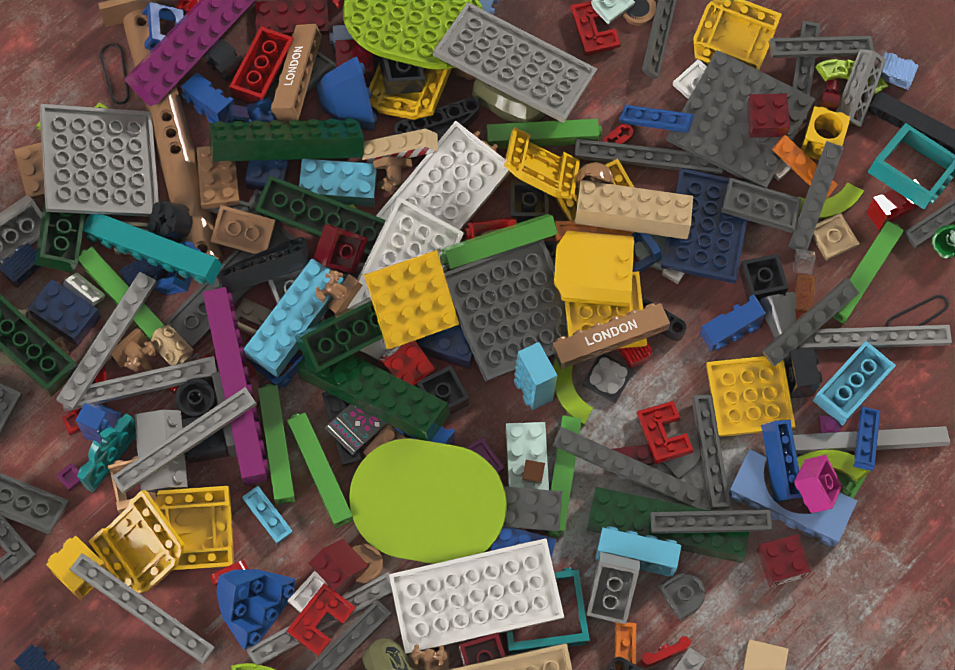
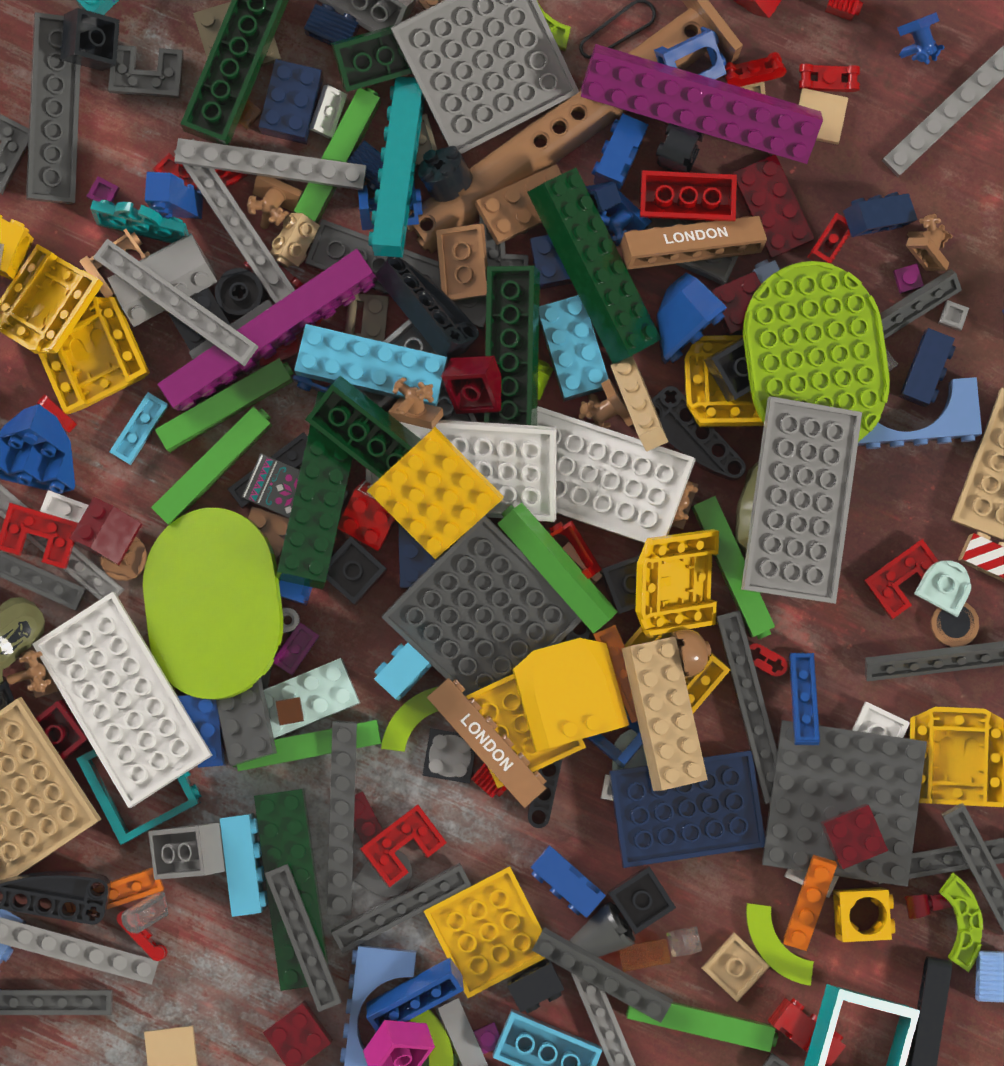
camera: 70 degrees right, 15 degrees up
(649, 639) = (145, 913): none -> clear brick
(683, 594) = (219, 933): dark grey tile -> none
(761, 205) = (737, 865): dark grey tile -> none
(816, 196) = (772, 930): dark grey plate -> none
(858, 84) = (947, 934): light grey fence -> none

